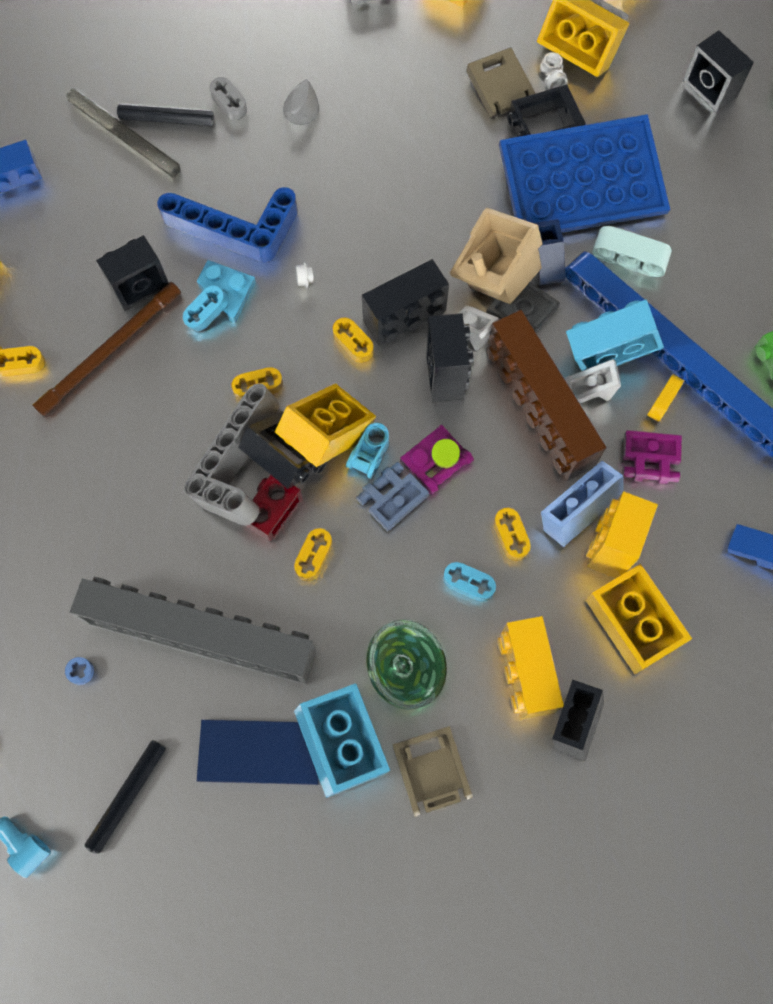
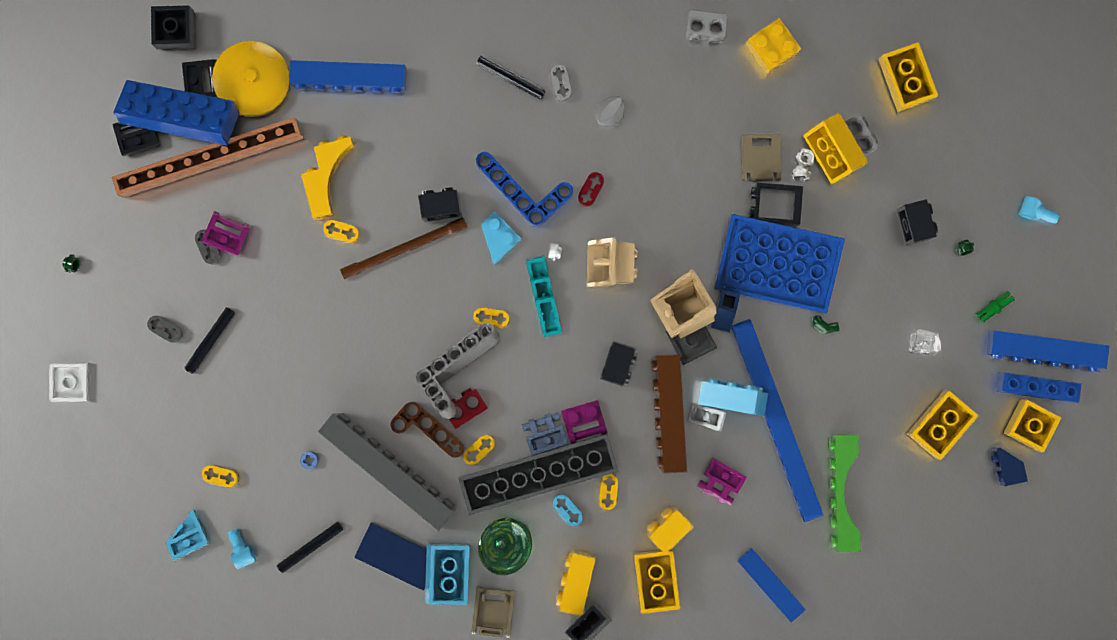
camera: 30 degrees right, 15 degrees up
(123, 132) = (475, 79): clear smoke axle -> none
(205, 308) = (477, 244): medium azure beam -> none
(236, 557) = (430, 432): none -> reddish brown beam
(258, 446) = (500, 372): black window -> none
(312, 192) = (595, 191): none -> dark red beam
(313, 331) = (543, 296): none -> teal slope
(324, 424) = (521, 374): yellow brick -> none
(356, 336) = (562, 315): yellow beam -> none
(368, 455) = (542, 399): medium azure piece -> none
(379, 248) = (610, 263): none -> tan piece
(405, 302) = (611, 308): black brick -> none
(406, 547) = (538, 474): none -> dark grey brick
(445, 453) = (589, 423): lime tile -> none
(480, 325) = (650, 340): white slope -> none
(582, 503) = (660, 494): light blue brick -> none
(632, 251) = (784, 332): light aqua beam -> none
(665, 397) = (751, 446): yellow beam -> none
(673, 228) = (822, 327): none -> dark green arm

